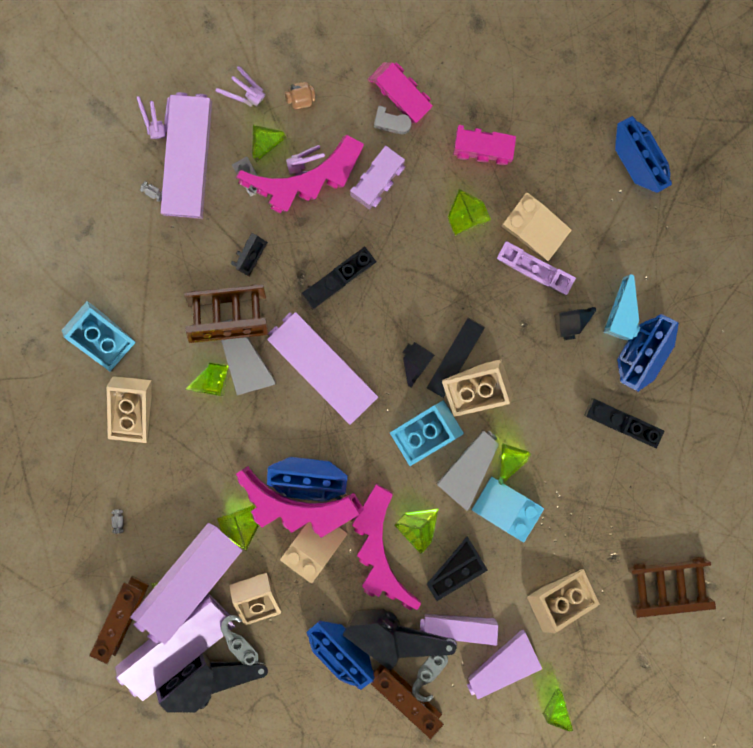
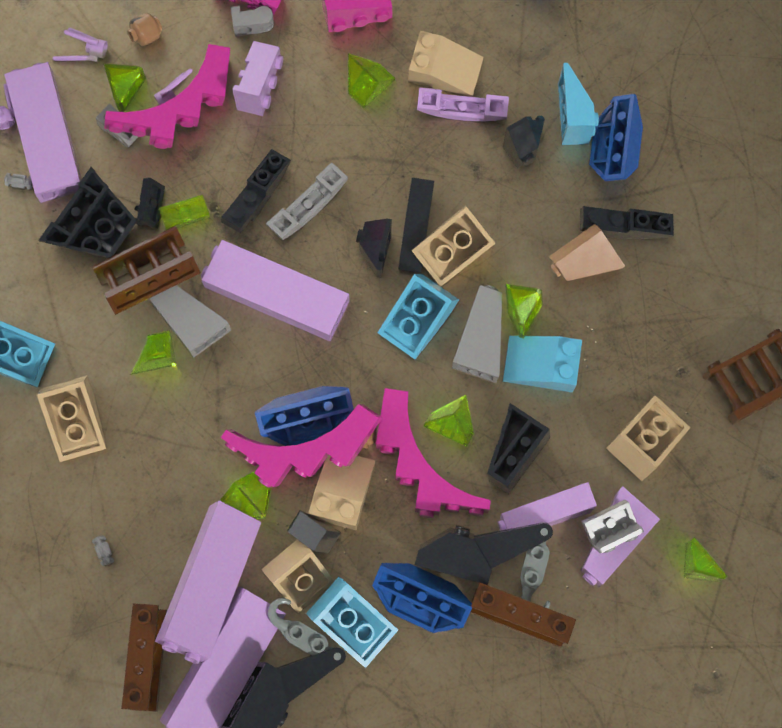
camera: 25 degrees left, 15 degrees down
(198, 253) = (91, 220): none -> black wedge
(274, 272) = (184, 212): none -> clear neon green plate
(278, 574) = (313, 532): none -> black slope
(281, 648) = (352, 622): none -> medium azure slope
(376, 304) = (309, 203): none -> light grey slope
(502, 664) = (612, 527): none -> light grey bracket
(578, 439) = (586, 256): none -> slope

